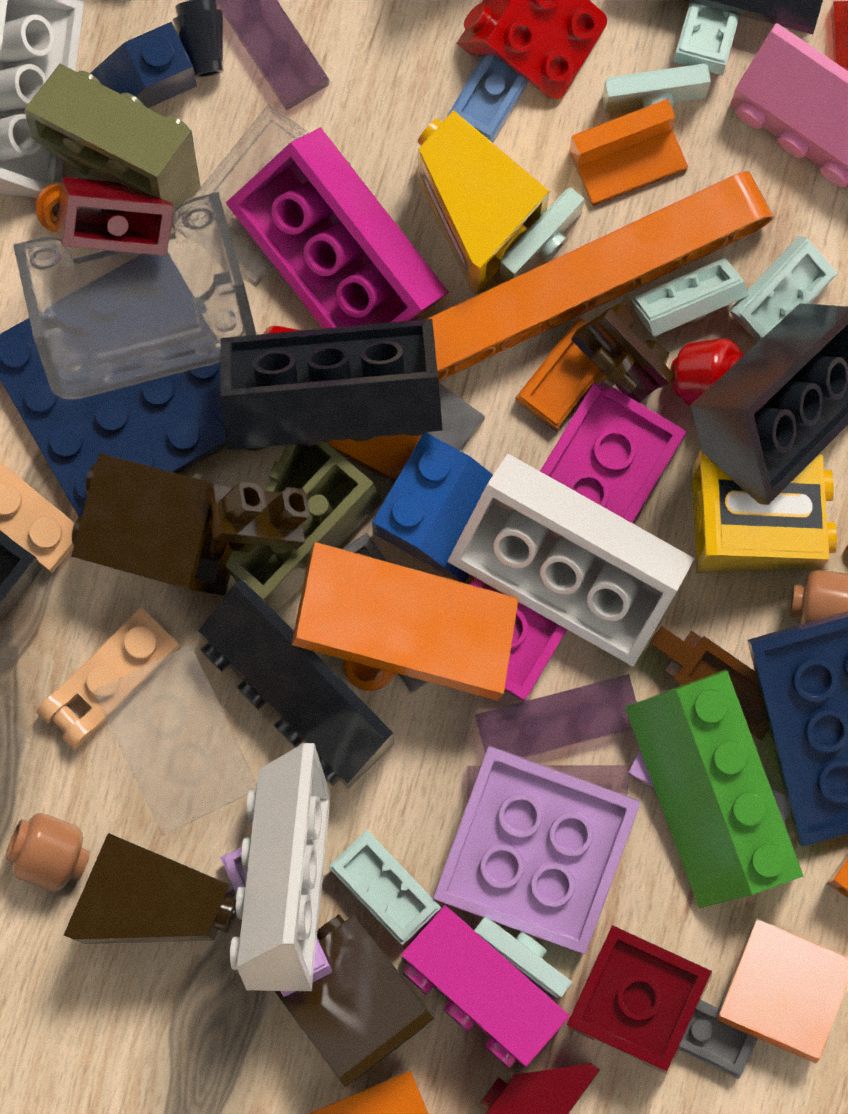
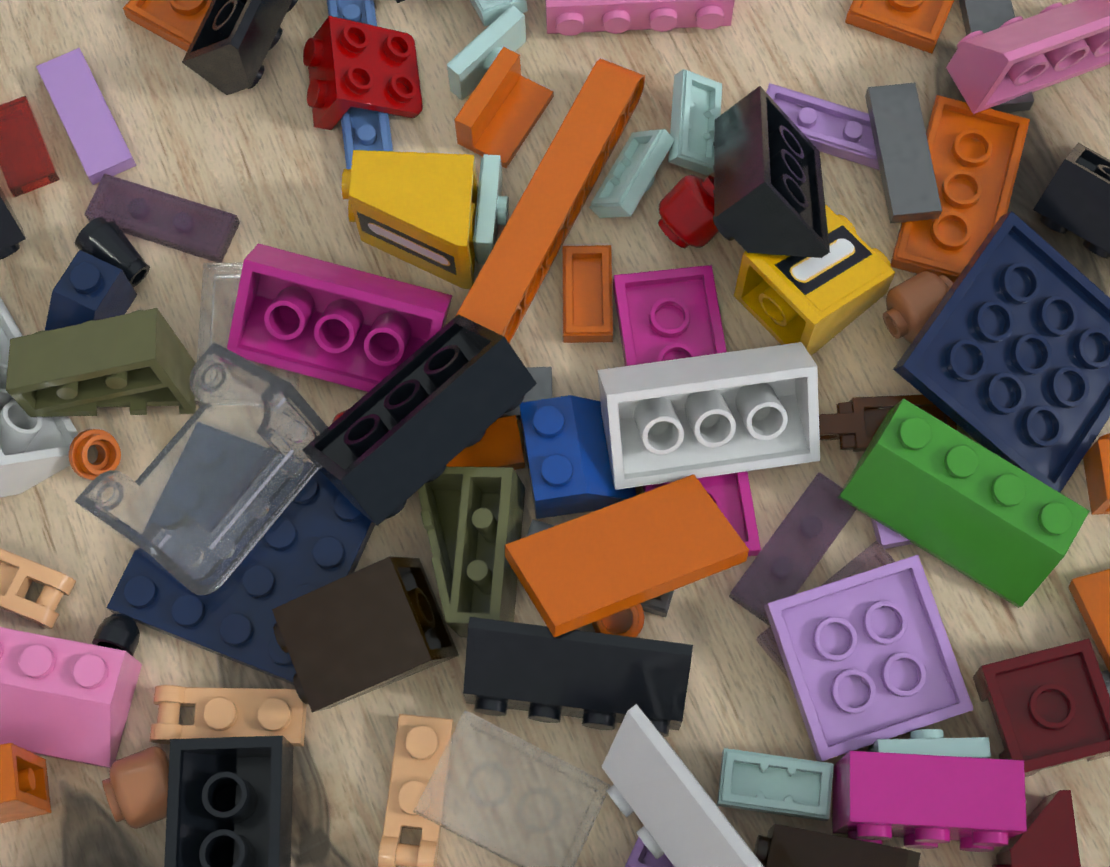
camera: 35 degrees left, 10 degrees down
(112, 217) = (143, 423): dark red slope -> none
(253, 517) = (442, 558): dark brown hips -> none
(622, 356) = (620, 243): dark brown hips -> none

